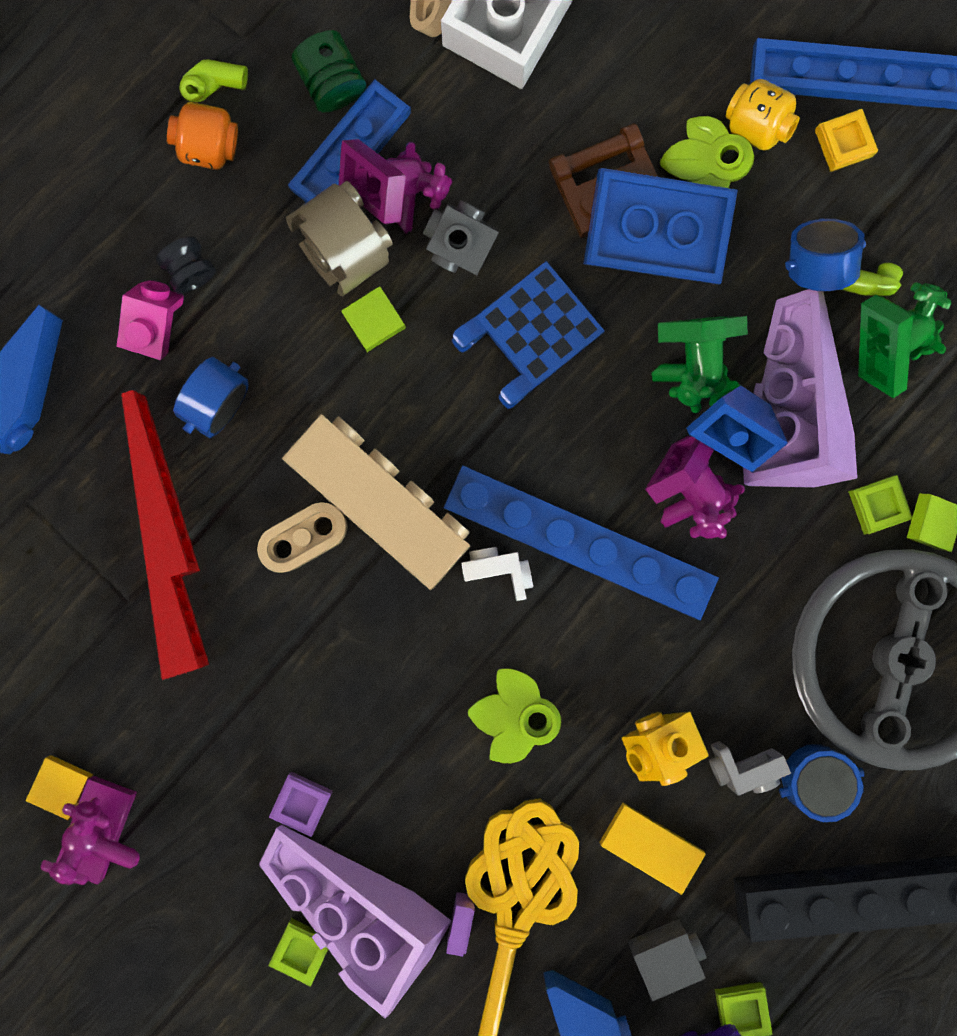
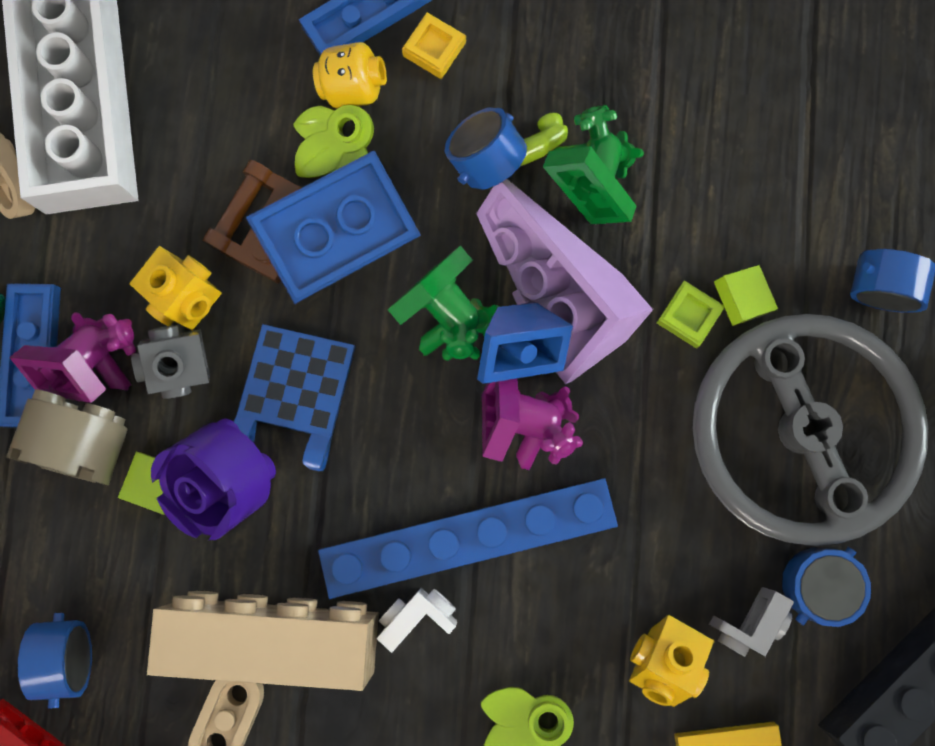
camera: 30 degrees left, 5 degrees down
(427, 351) = (212, 479): none -> dark purple brick
(504, 182) = (183, 296): none -> yellow brick

